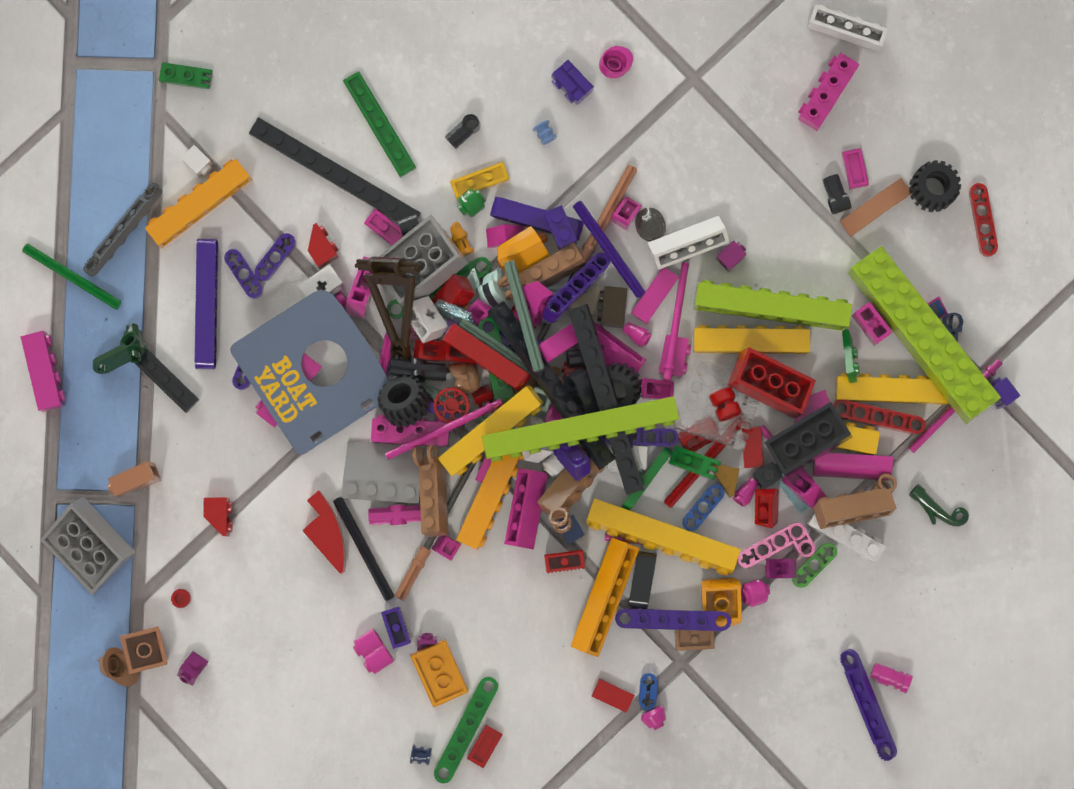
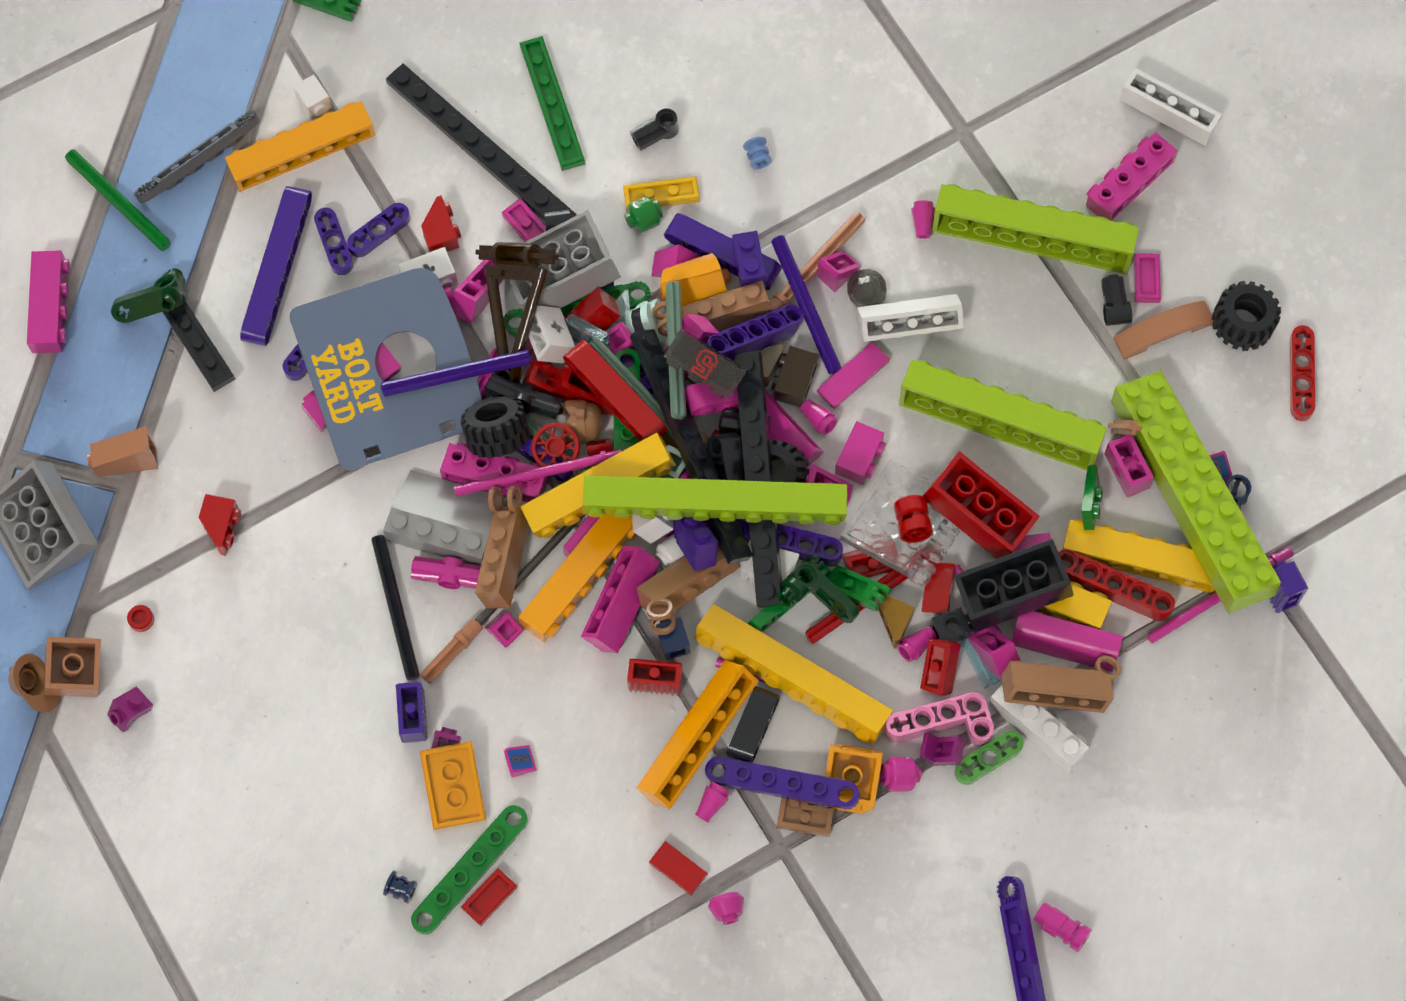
camera: 10 degrees right, 15 degrees down
(326, 532) = (352, 574): red slope -> none
(364, 365) = (455, 373): none -> dark purple axle
(373, 651) = (373, 739): dark pink brick -> none
(459, 237) = (620, 252): light orange piece -> none
(482, 642) = (519, 760): none -> slope
(549, 326) = (704, 364): none -> clear smoke brick
(571, 82) = (806, 101): dark purple brick -> none
(615, 62) = (867, 89): dark pink hat -> none
(625, 642) = (712, 801): none -> dark pink cone
(643, 690) = (720, 871): blue beam -> none
(666, 468) = (820, 587): none -> dark green piece
(669, 367) = (850, 456): dark pink bar -> none
(680, 158) = (923, 218): none -> dark pink cone
(716, 499) = (875, 646): blue beam -> none
(731, 255) = (963, 347): magenta brick -> none
(760, 339) = (935, 448): yellow brick -> none
(766, 151) = (1035, 228): none -> lime brick
(864, 297) = (1124, 427): none -> nougat axle
(932, 508) = (1164, 719): dark green plant -> none

